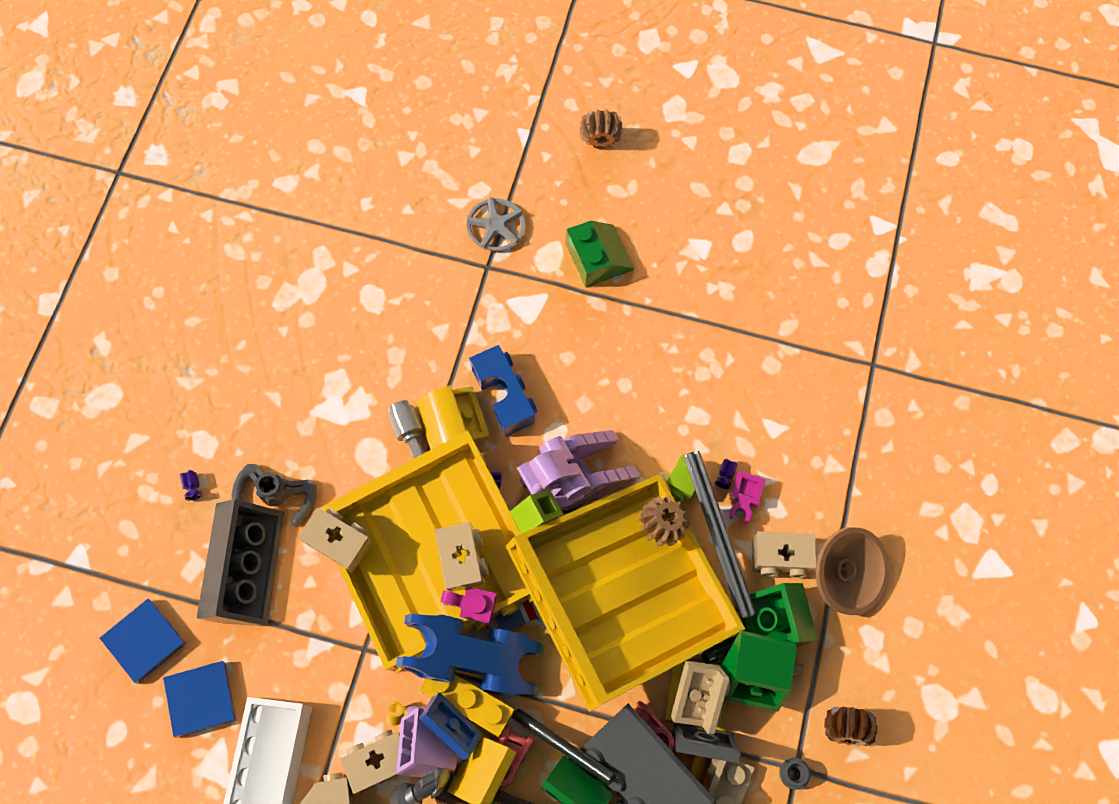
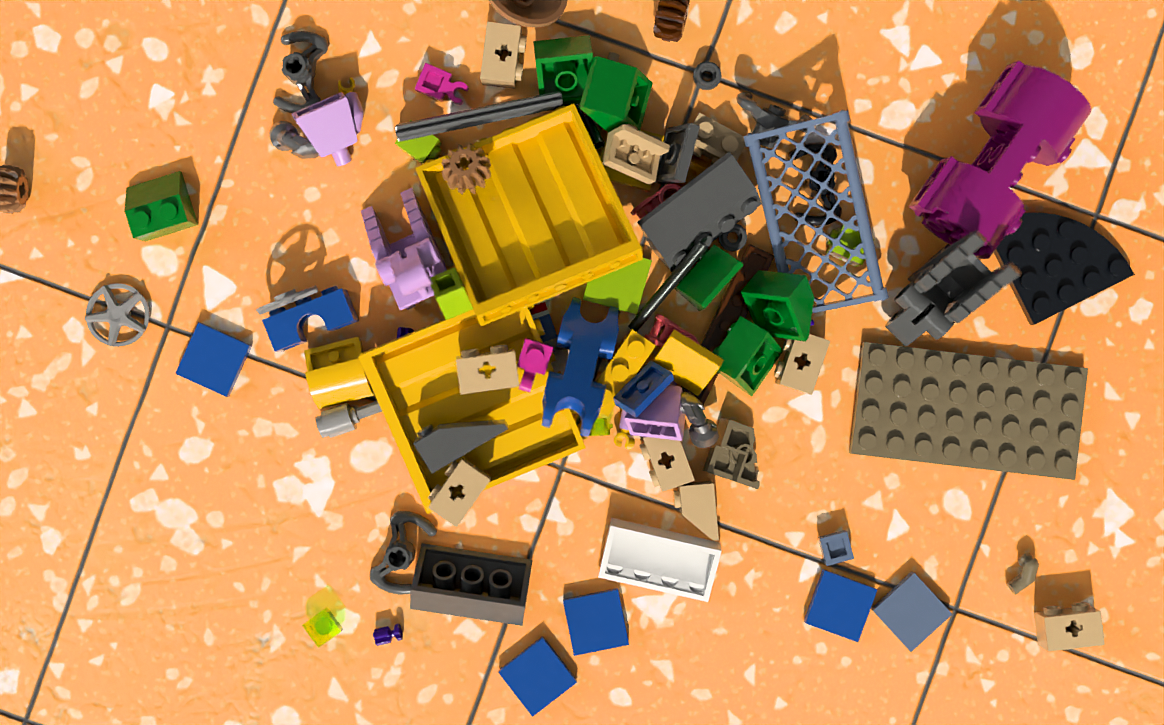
camera: 80 degrees left, 20 degrees up
(199, 422) = (322, 627): none -> clear neon green plate
(387, 527) = (452, 440): none -> dark grey slope
(408, 685) = (601, 427): none -> clear neon green plate
(459, 308) = (213, 359): none -> blue tile
(521, 364) = (287, 298): none -> light grey wheel
(559, 697) = (620, 288): none -> lime tile
(690, 389) = (328, 127): none -> lavender torso
(726, 472) = (414, 100): dark purple piece -> none
(740, 365) = (300, 69): none -> dark grey piece

